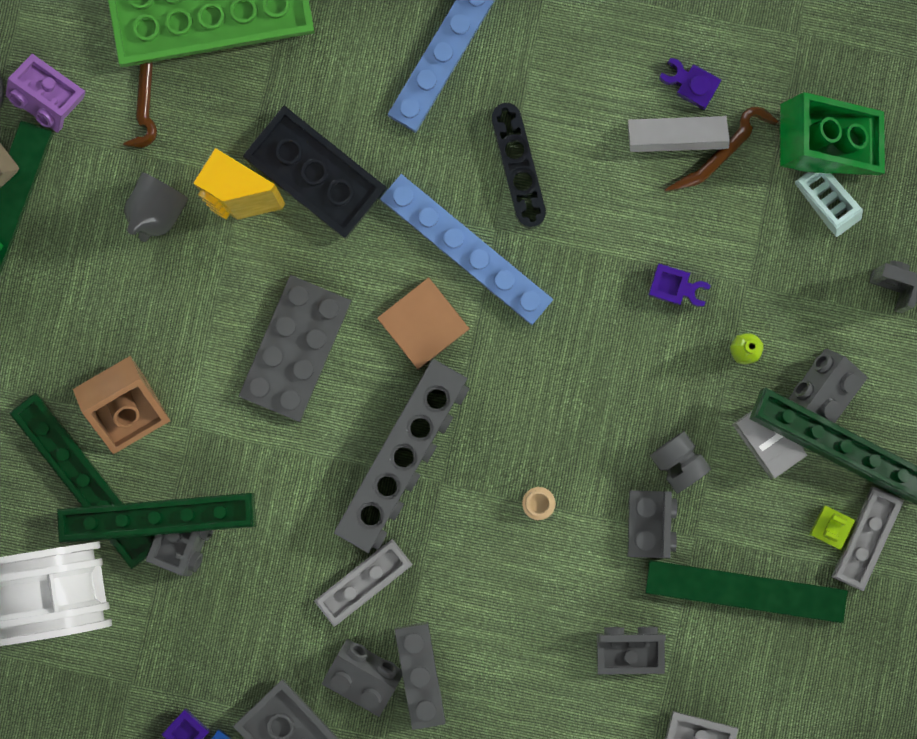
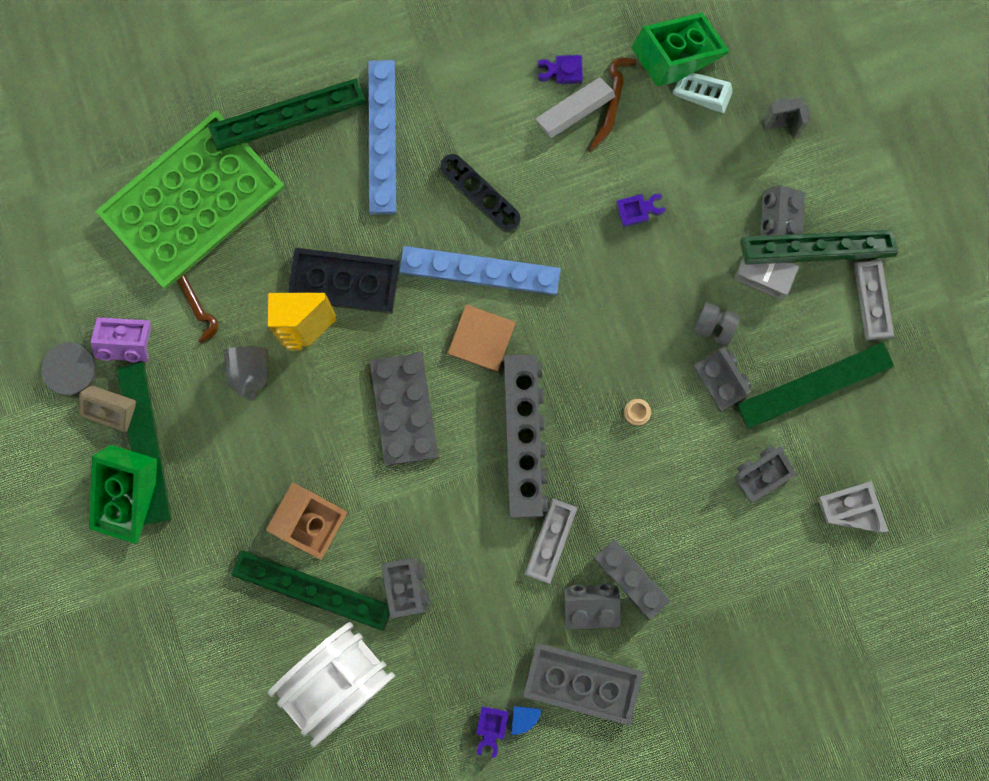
camera: 30 degrees left, 5 degrees down
(156, 518) = (380, 582): dark green tile -> none
(740, 348) = (712, 220): lime plant -> none
(832, 527) = (845, 307): lime tile -> none

